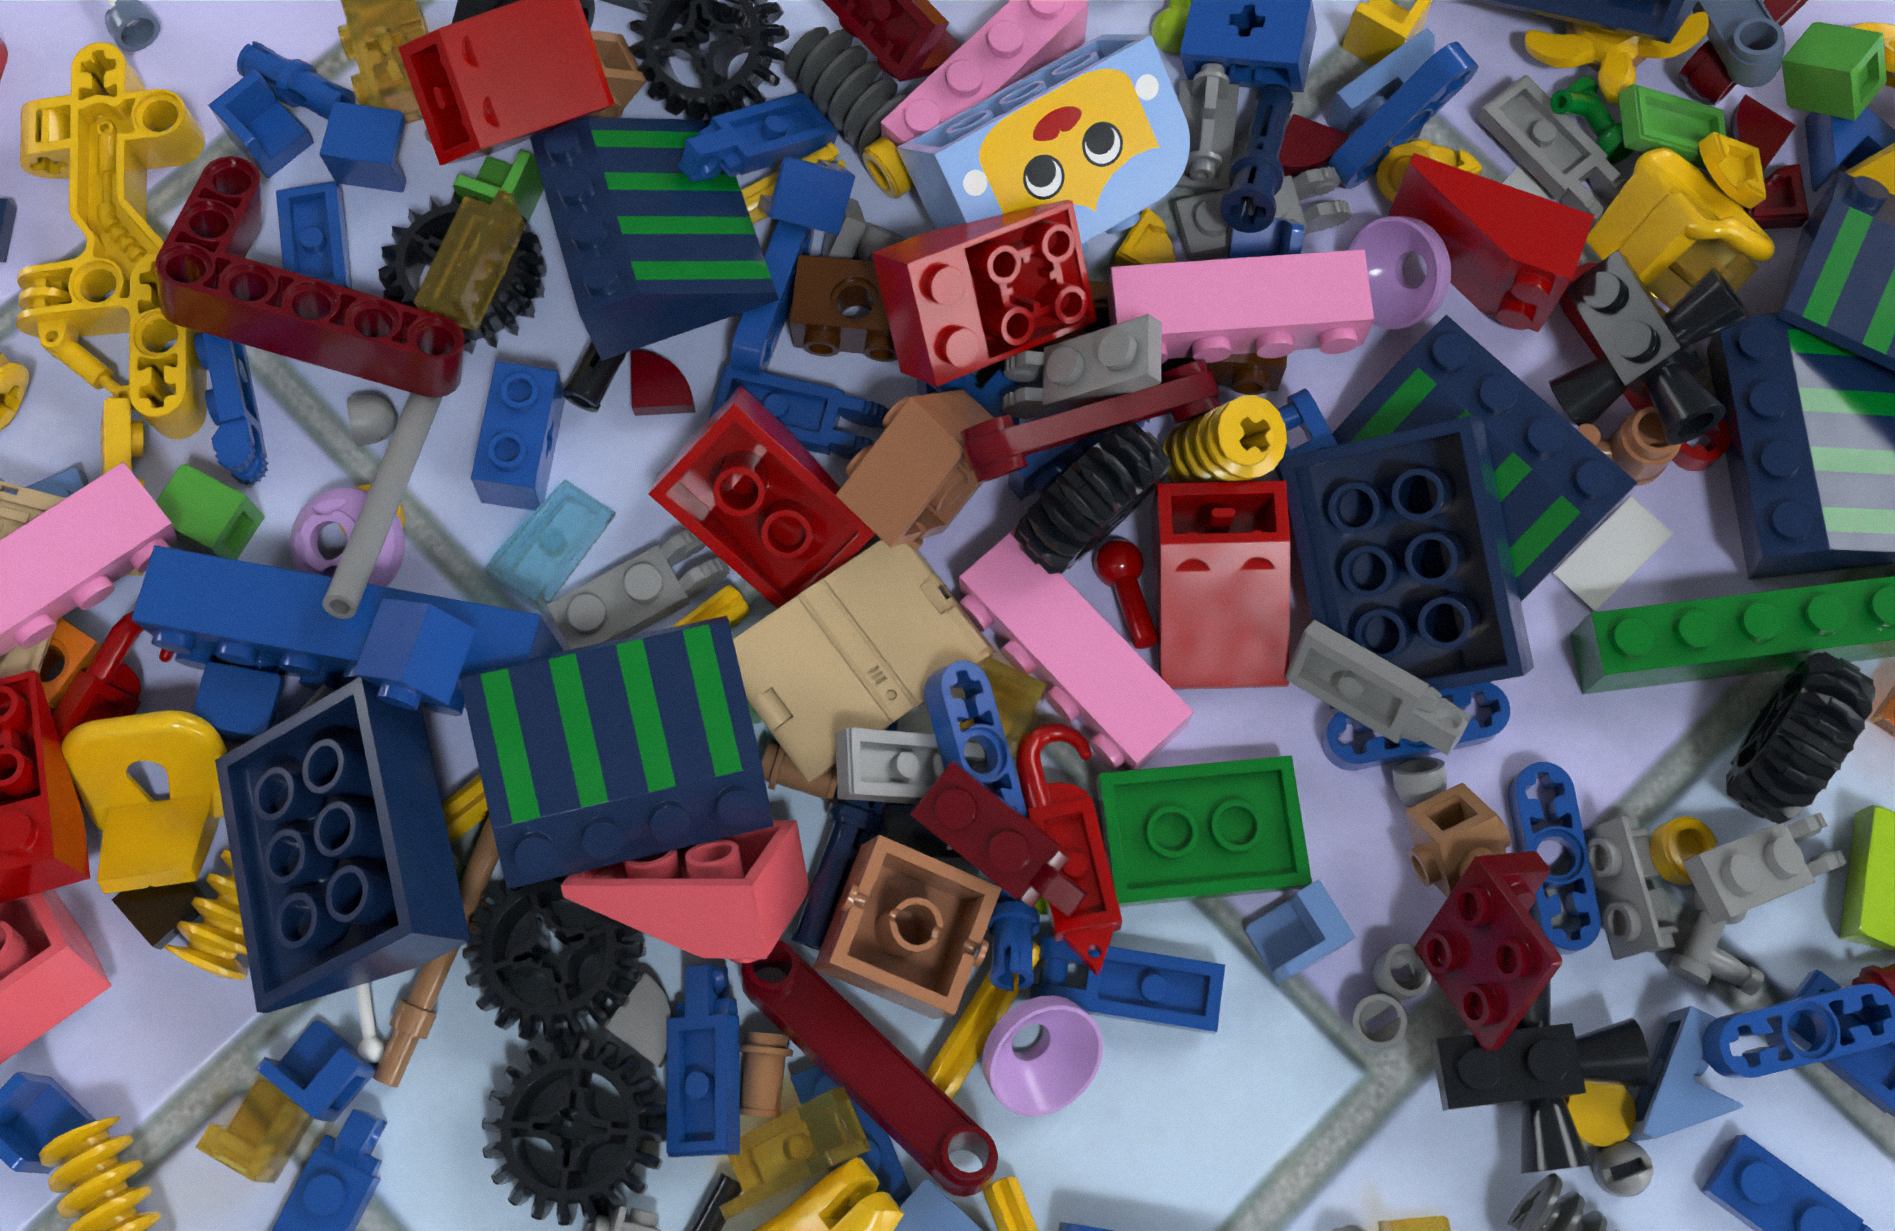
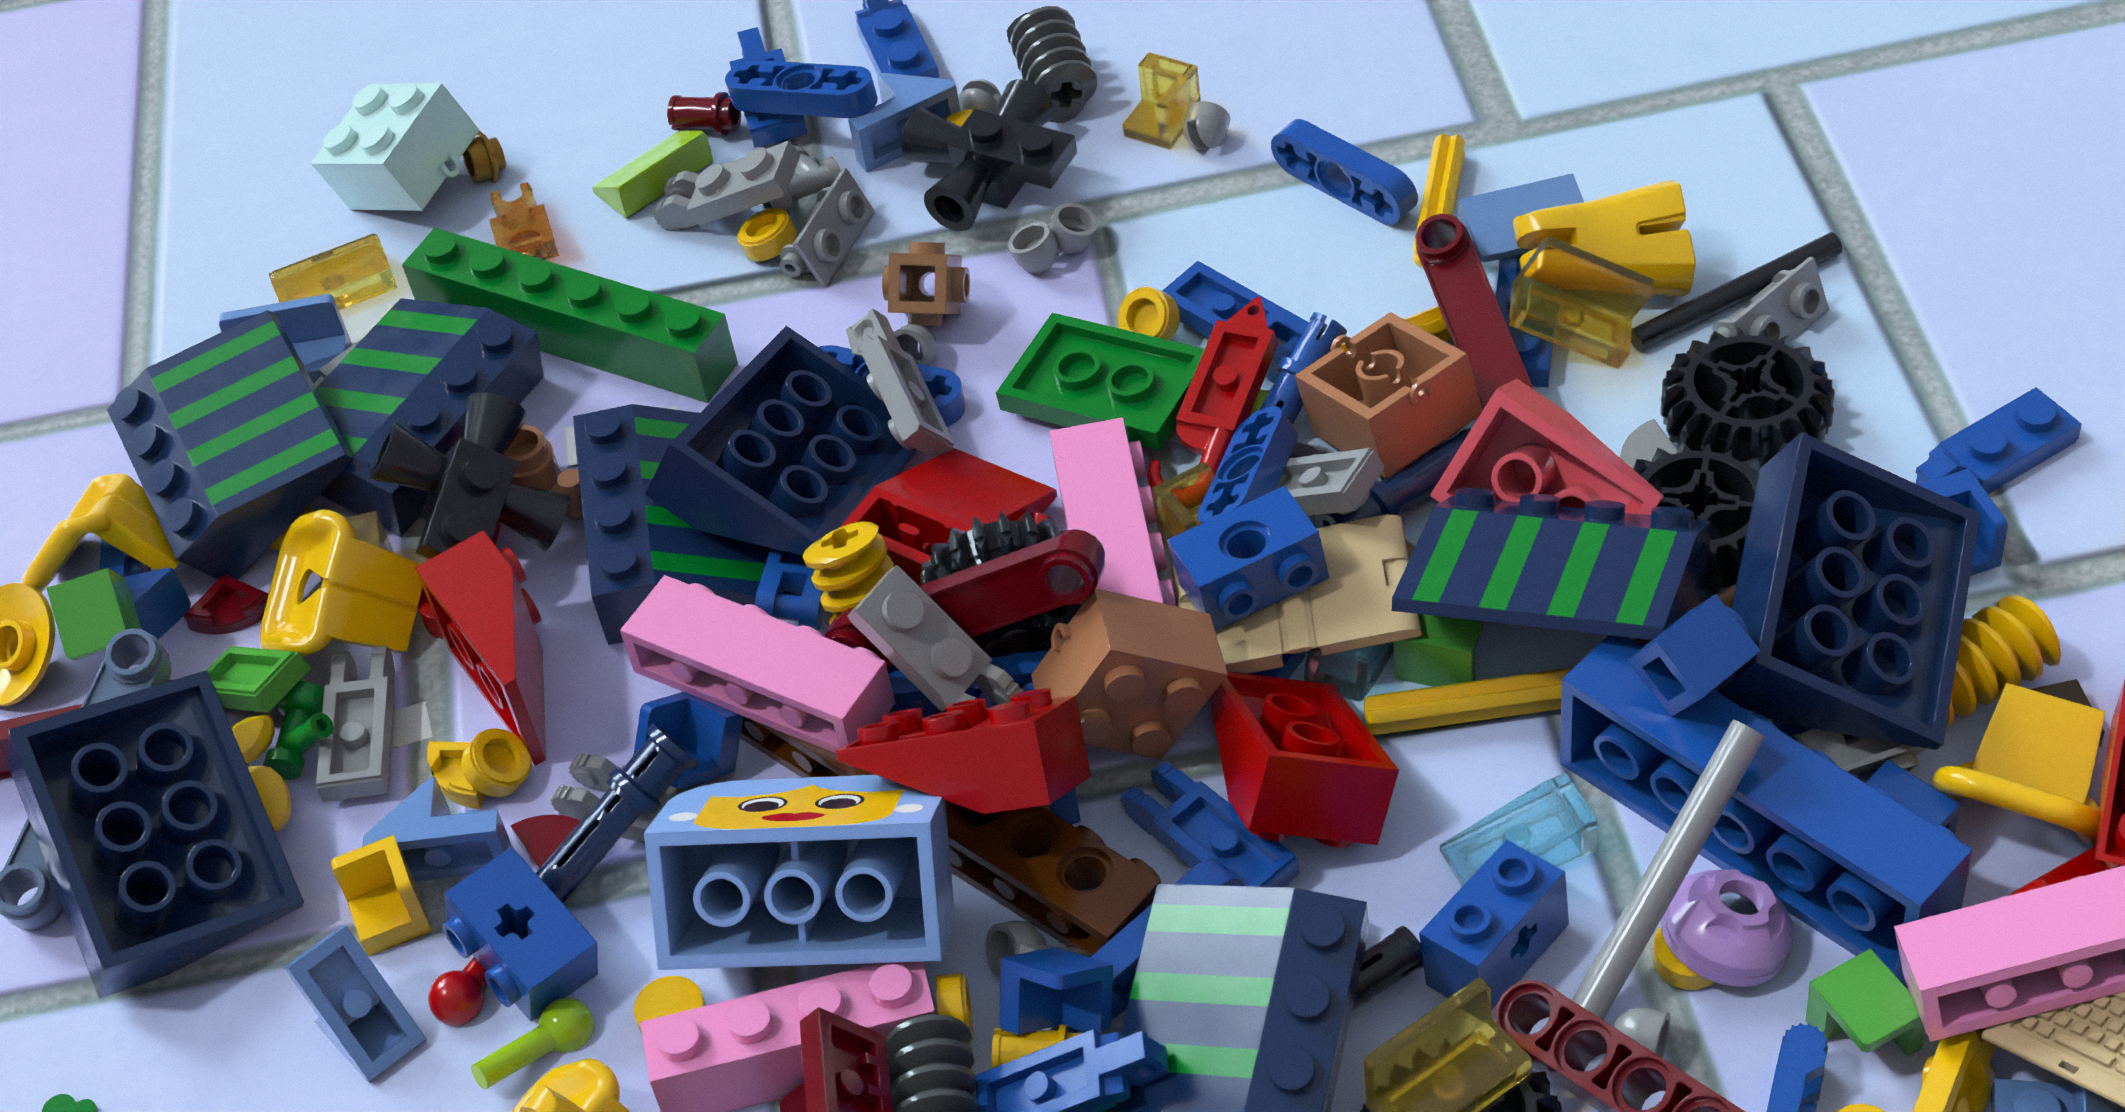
camera: 140 degrees left, 25 degrees down
(259, 1135) = (2038, 503): clear yellow panel -> none
(634, 593) = (1467, 763): light grey hinge -> none
(703, 1068) = (1622, 388): blue hinge -> none
(763, 1074) = (1572, 378): medium nougat pin -> none
(891, 672) = (1249, 558): none -> blue brick
(998, 840) = (1274, 389): dark red hinge -> none
(1052, 1070) = (1345, 299): lavender piece -> none
(1211, 119) = (618, 909): light grey hinge -> none
(1217, 935) = (1149, 313): none -> yellow tile
(1299, 932) = (1087, 286): medium blue panel -> none
(1386, 247) = (599, 662): lavender piece -> none
(1404, 113) = (425, 754): blue beam -> none
(1489, 947) = (968, 191): dark red bracket -> none
(1564, 807) = (857, 293): blue beam -> none
(1734, 168) = (240, 621): yellow tile -> none
(1760, 128) = (192, 650): dark red tile -> none
(1800, 737) = (631, 225): black gear -> none

